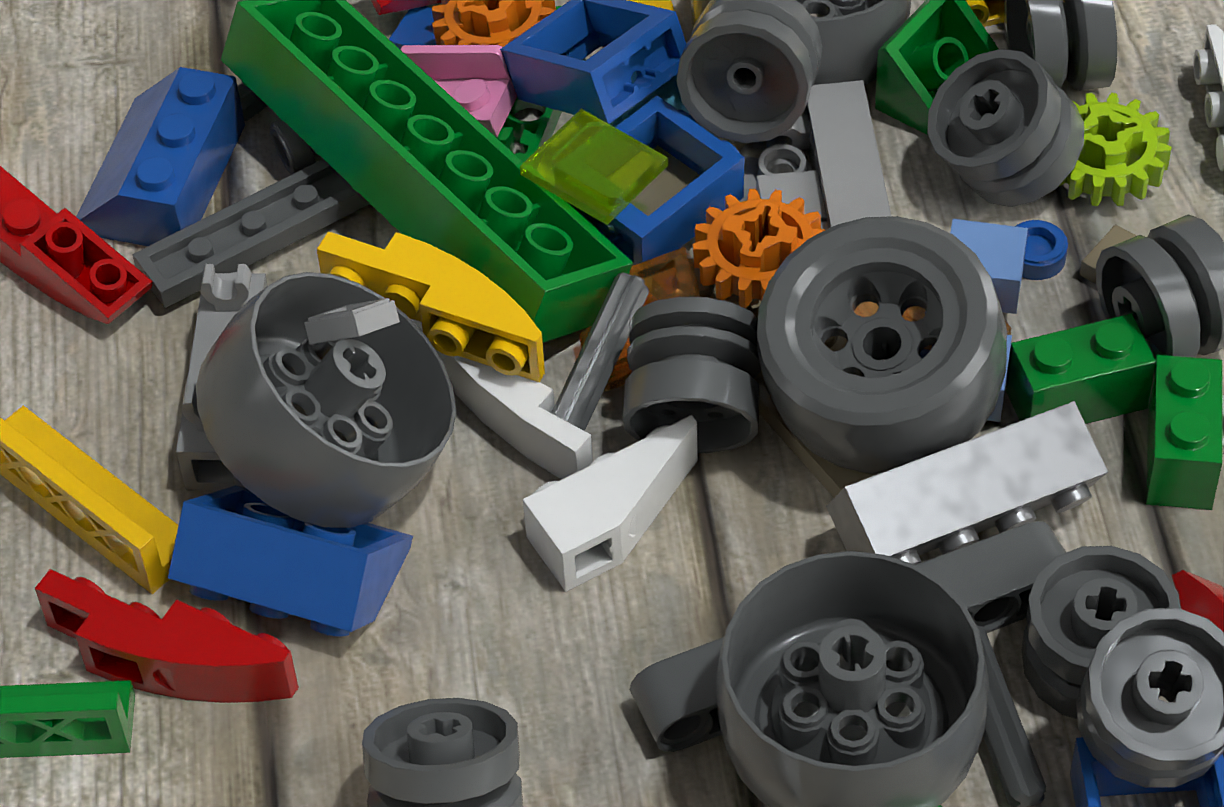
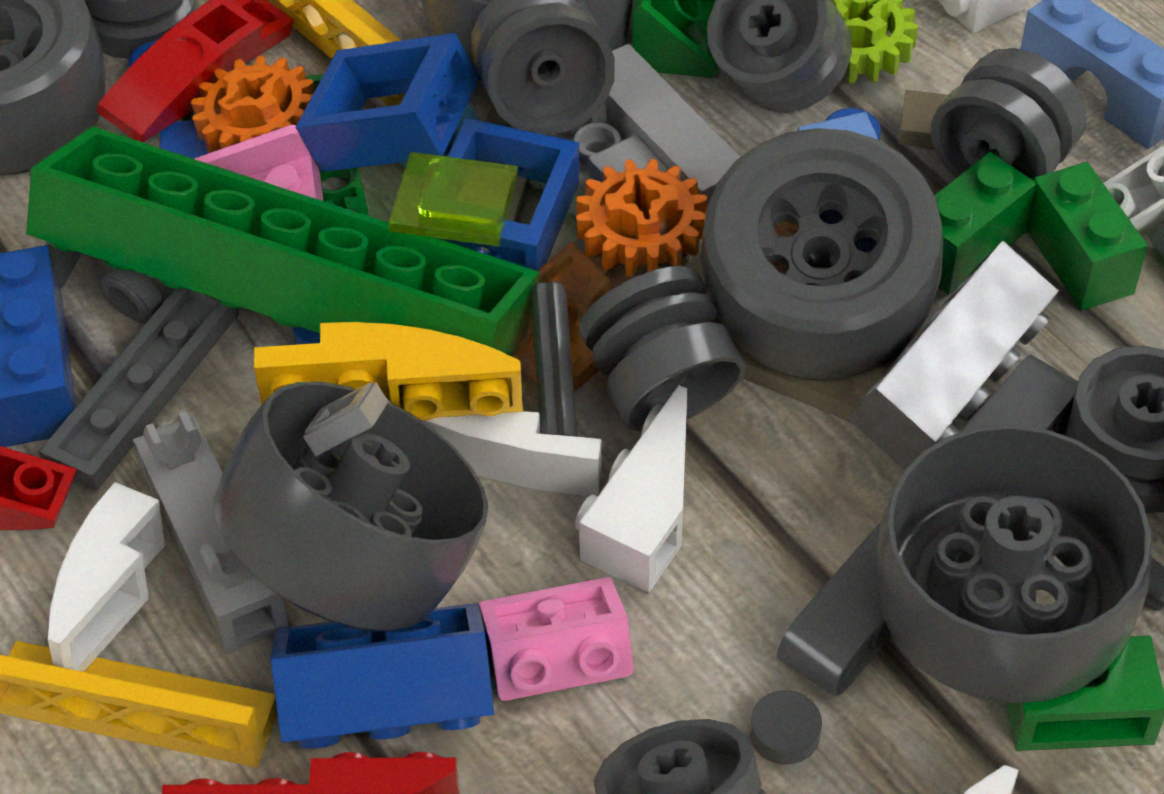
camera: 30 degrees left, 0 degrees up
(111, 382) = (103, 576): none -> white slope
(451, 593) = (557, 638): none -> bright pink bracket
(599, 756) = (785, 727): none -> dark grey tile

